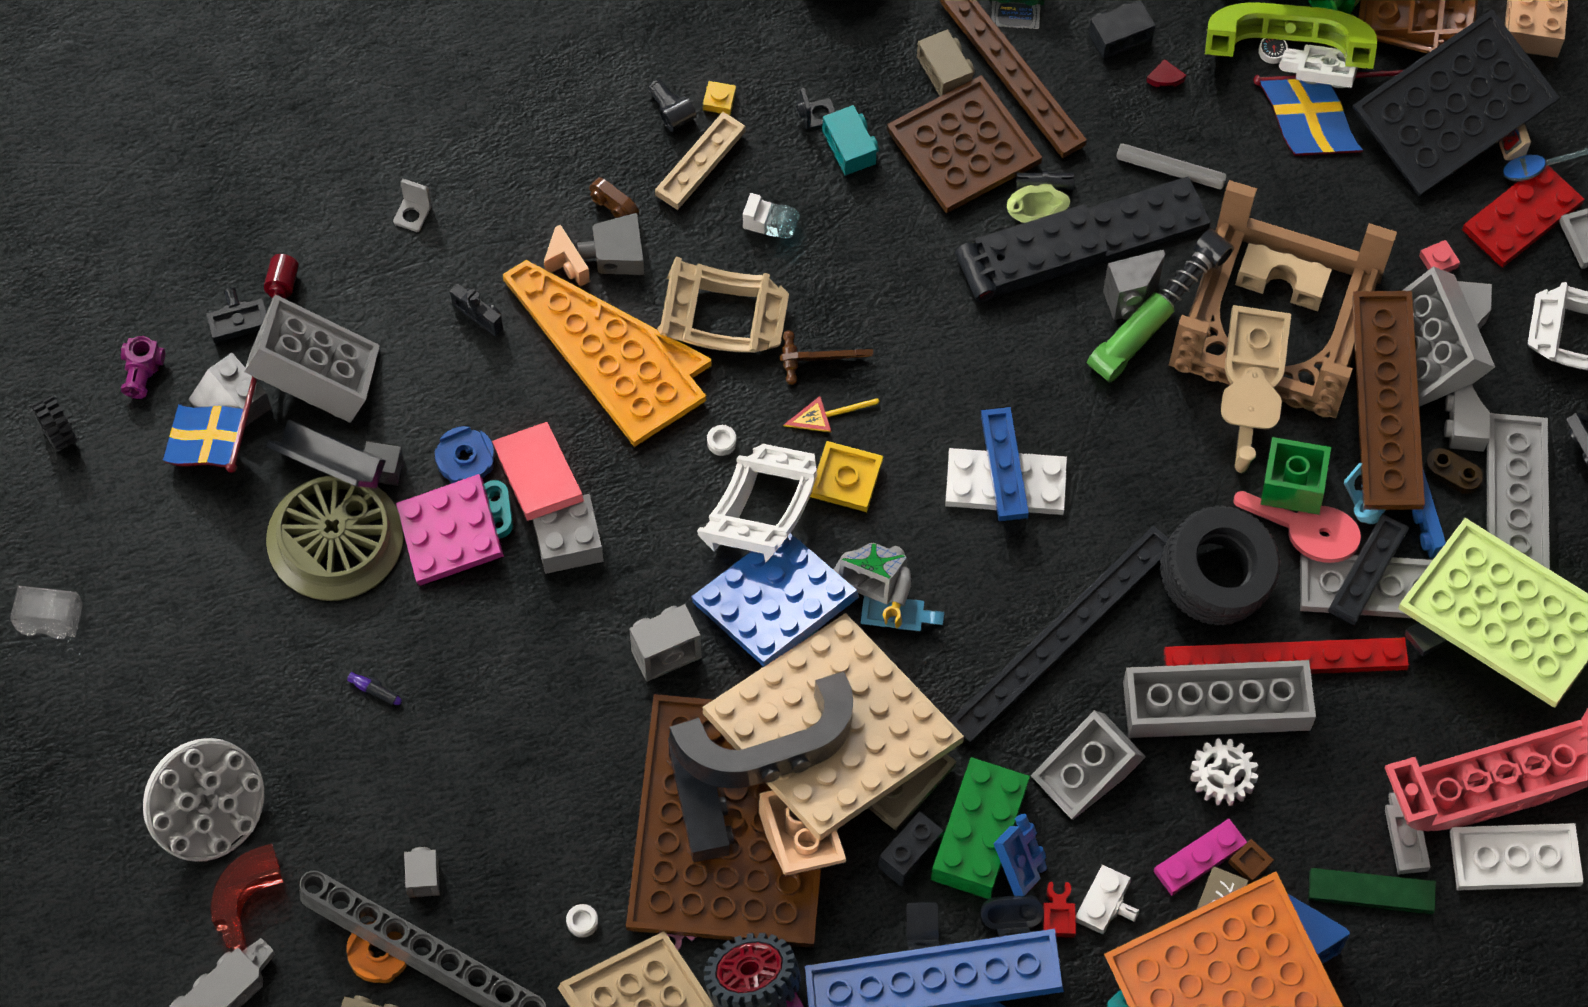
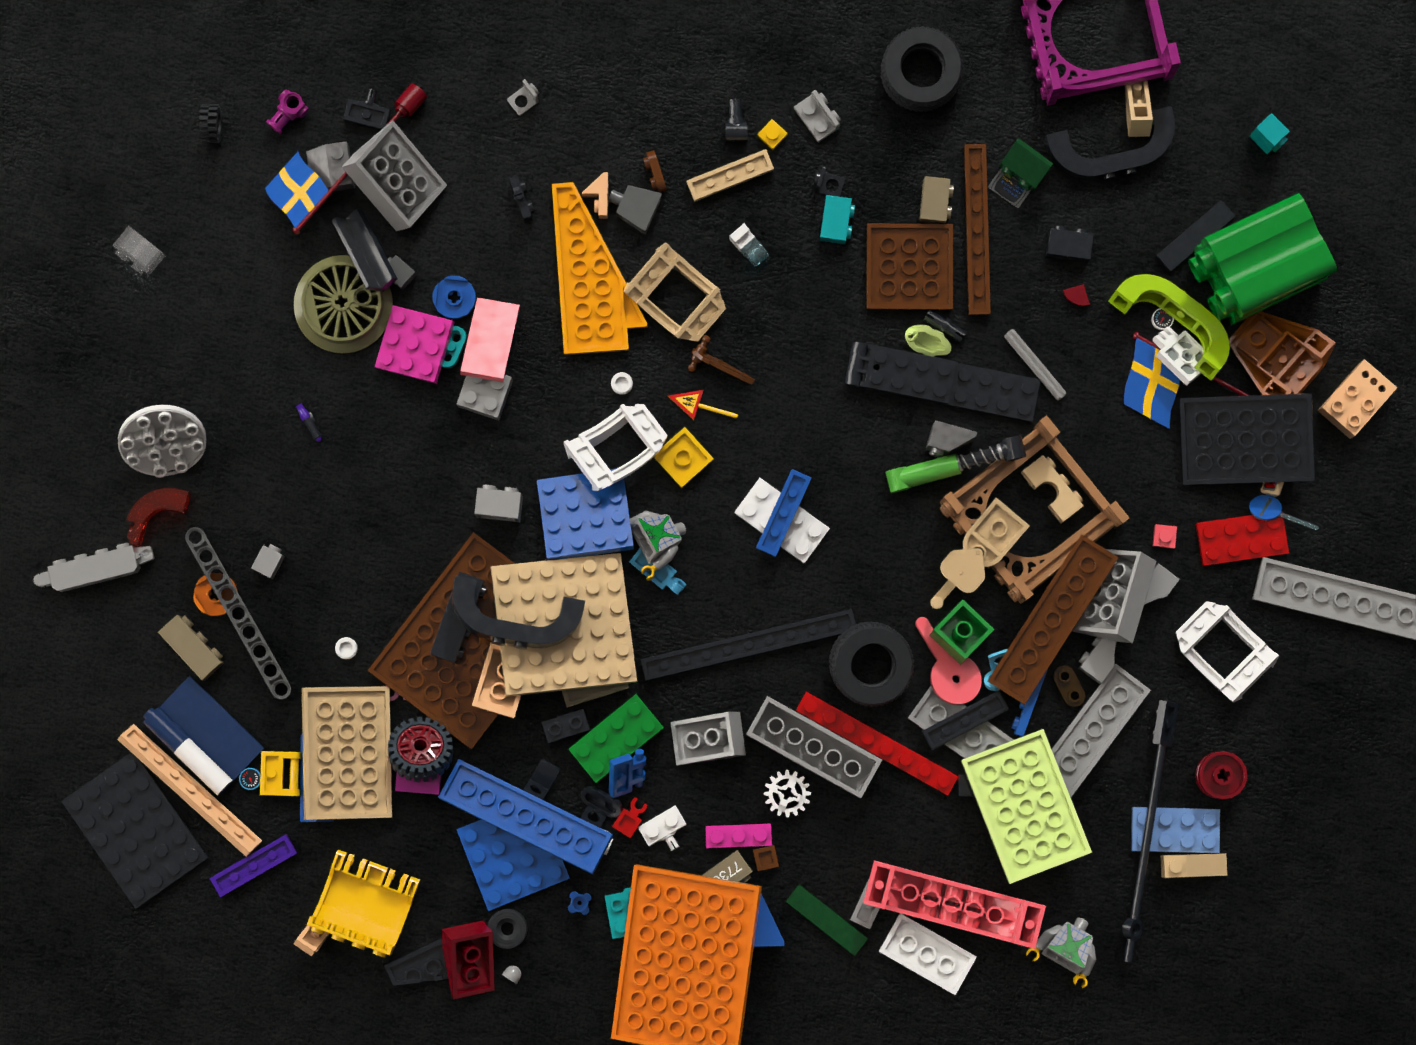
camera: 30 degrees right, 20 degrees up
(758, 51) = (818, 116): none -> light grey bracket

